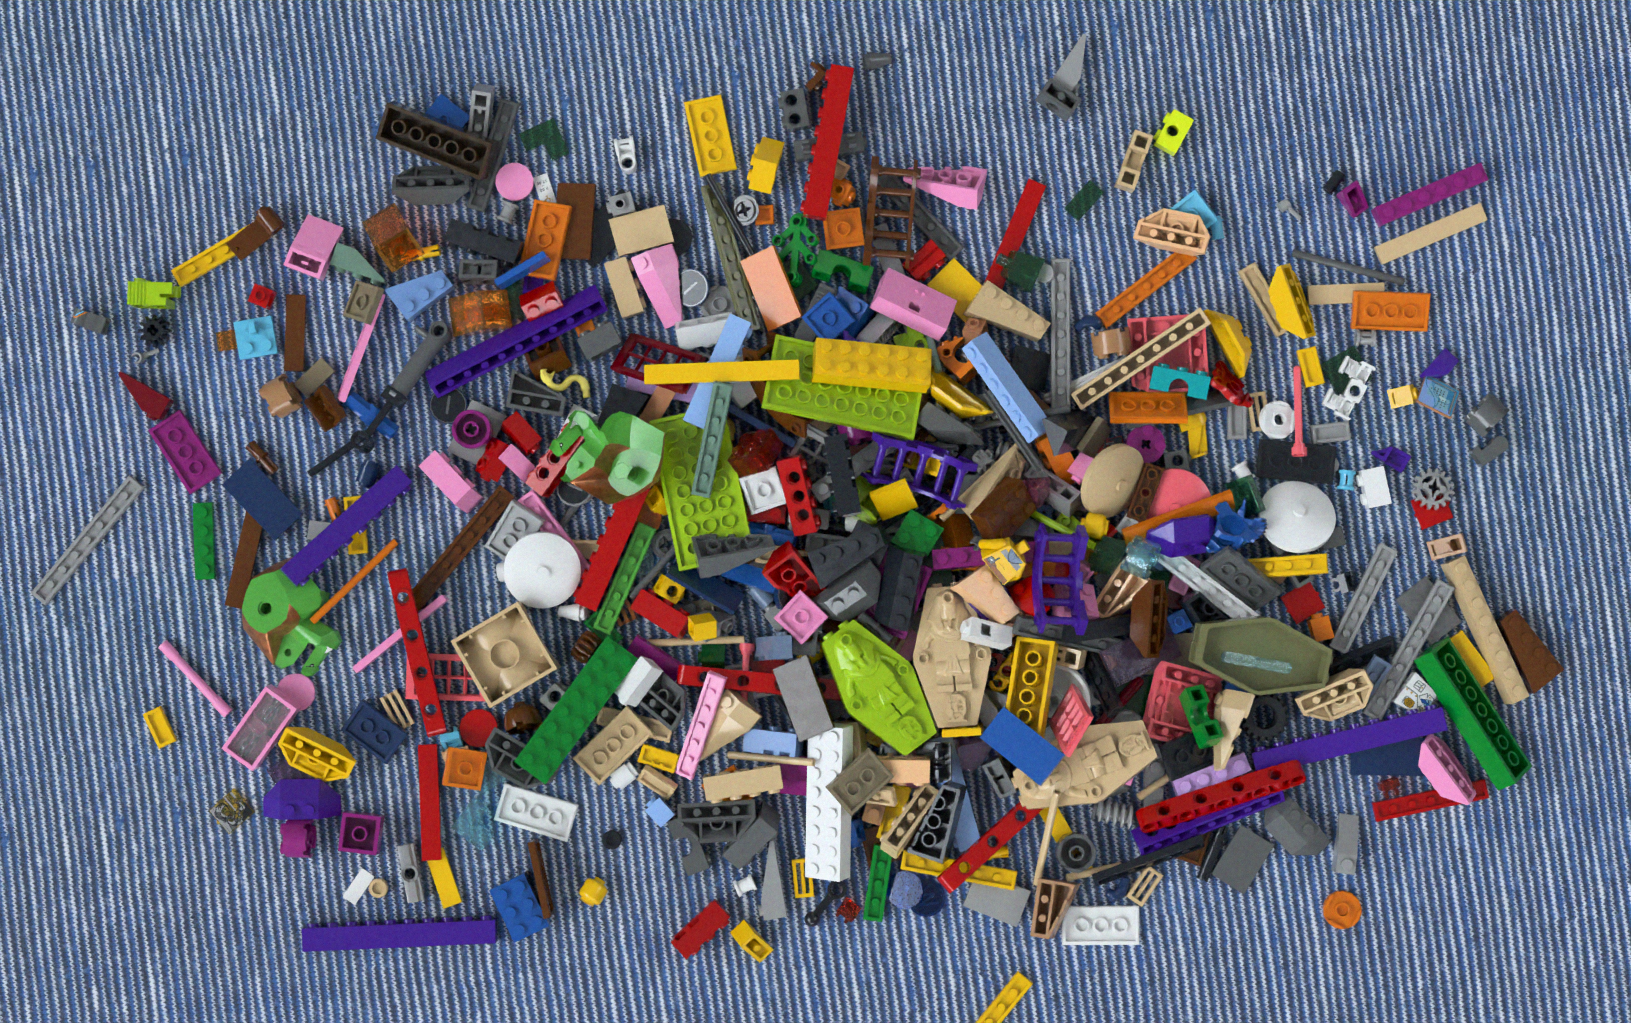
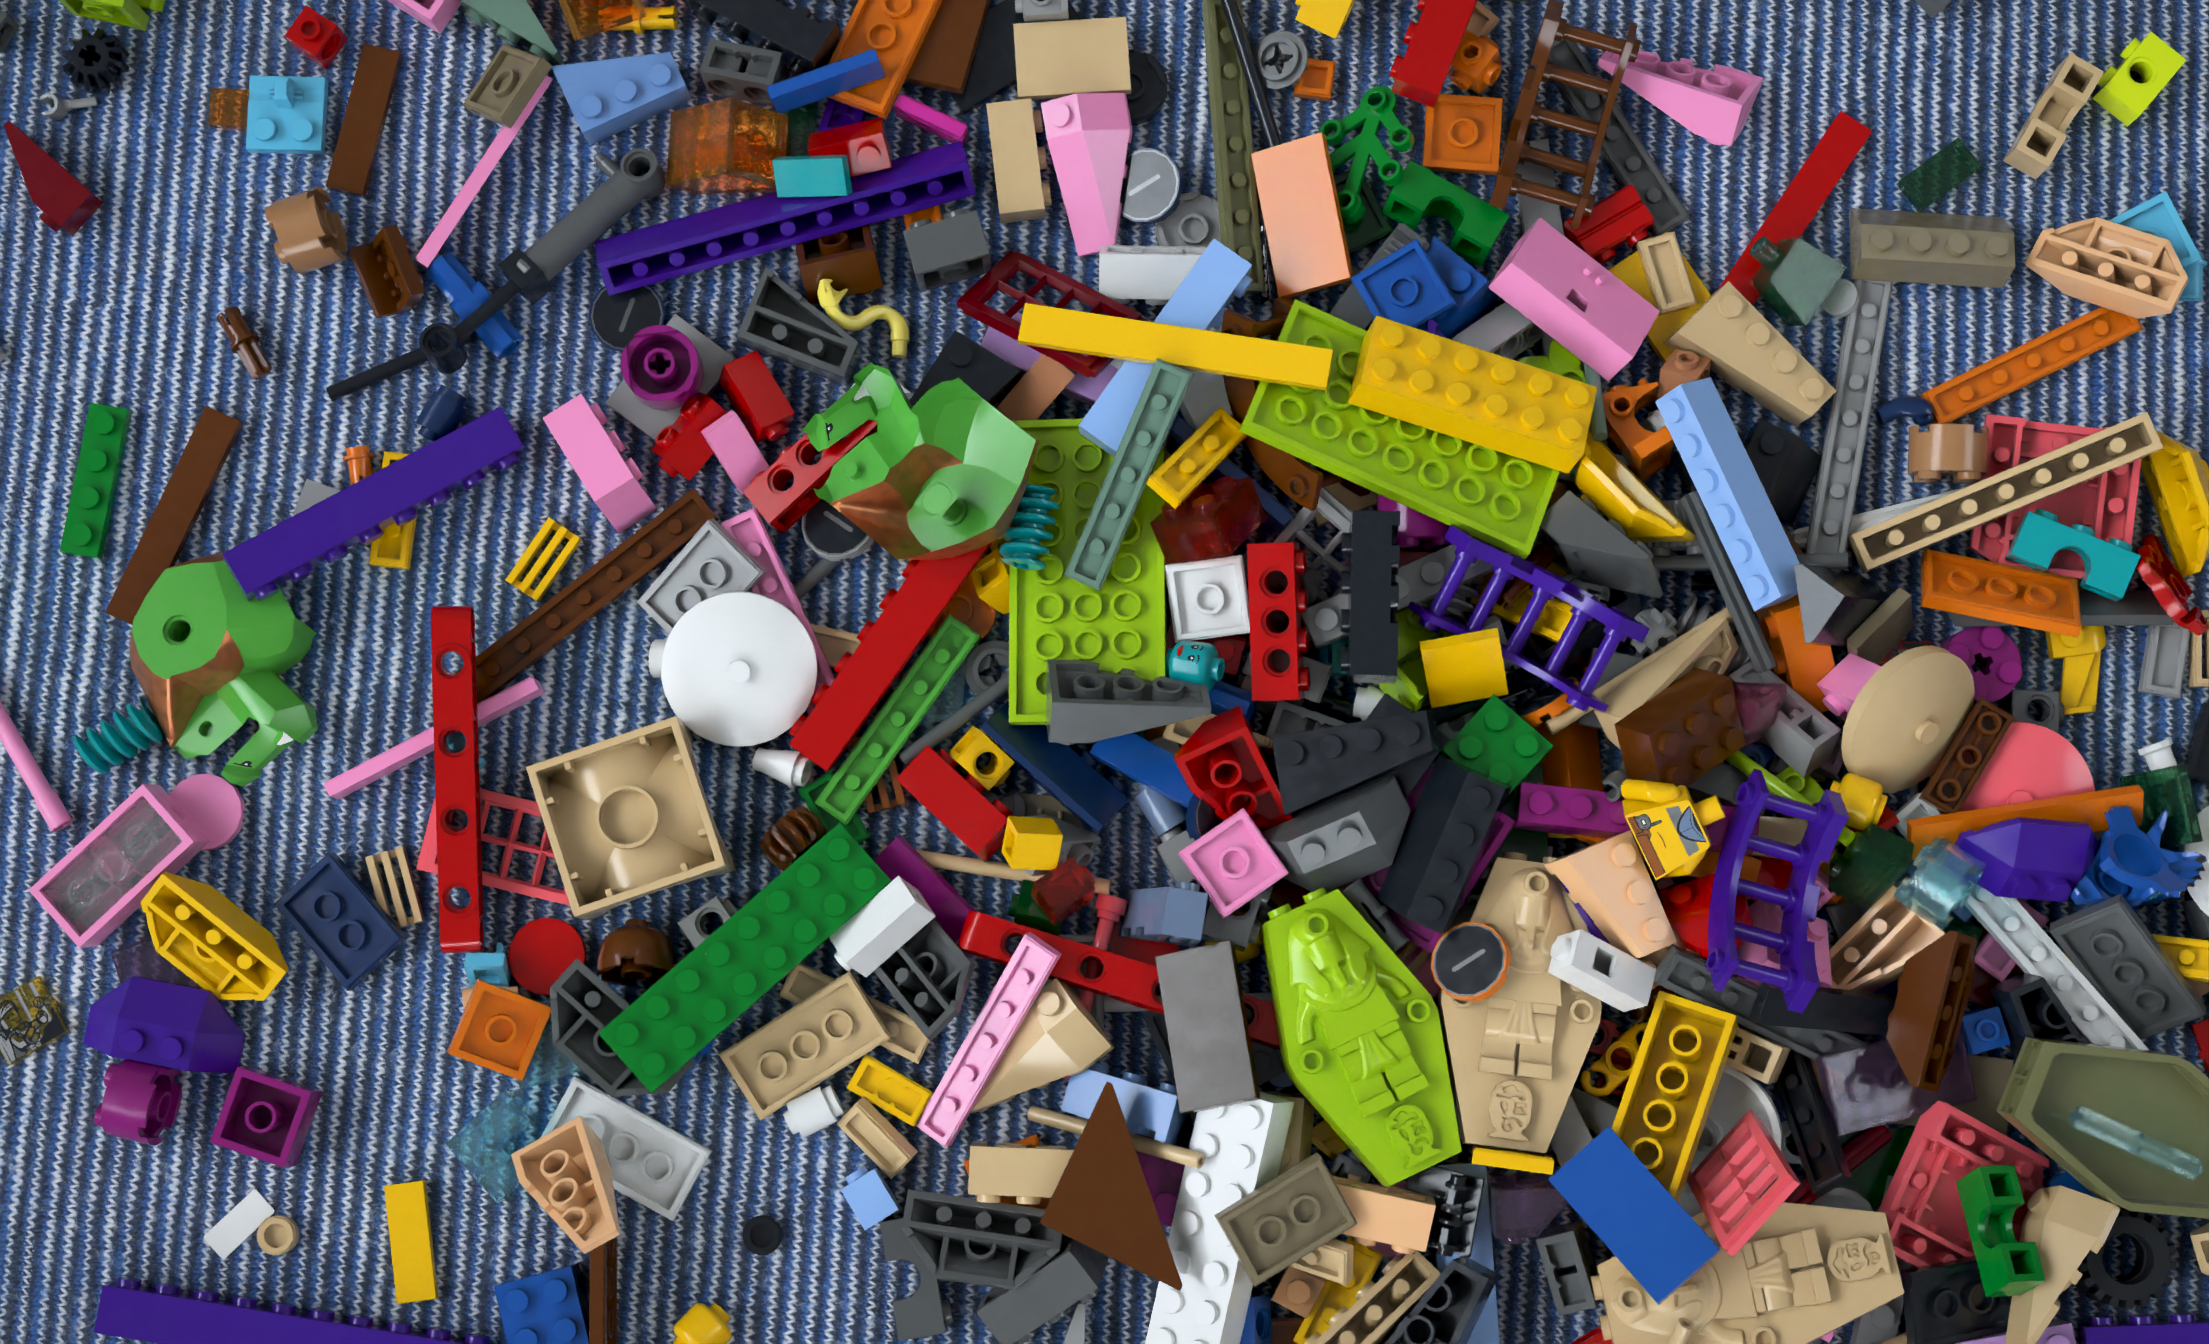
camera: 15 degrees right, 5 degrees down
(185, 451) = (100, 303): magenta tile -> none
(247, 665) = (120, 739): none -> teal piece
(262, 499) = (226, 422): dark blue tile -> none
(314, 377) = (384, 208): dark tan tile -> none
(354, 581) = (366, 617): orange piece -> none
(408, 859) = (347, 1245): light grey piece -> none
(429, 802) = (417, 1084): red tile -> none
(439, 519) = (532, 550): none -> yellow tile
(516, 834) = (572, 1183): none -> light nougat wedge
(525, 319) = (812, 176): none -> teal tile
(579, 276) = (931, 119): none -> dark pink tile
(669, 475) = (1028, 529): none -> teal piece
(722, 646) = (1064, 890): none -> clear red brick
(743, 423) = (1196, 458): none -> yellow tile
(763, 524) = (1194, 663): none -> teal head
(772, 788) = (1107, 1198): none -> reddish brown tile
(923, 641) = (1471, 962): none -> black tile
(957, 279) = (1666, 273): none -> tan tile
(1084, 239) = (1930, 248): none -> dark tan slope

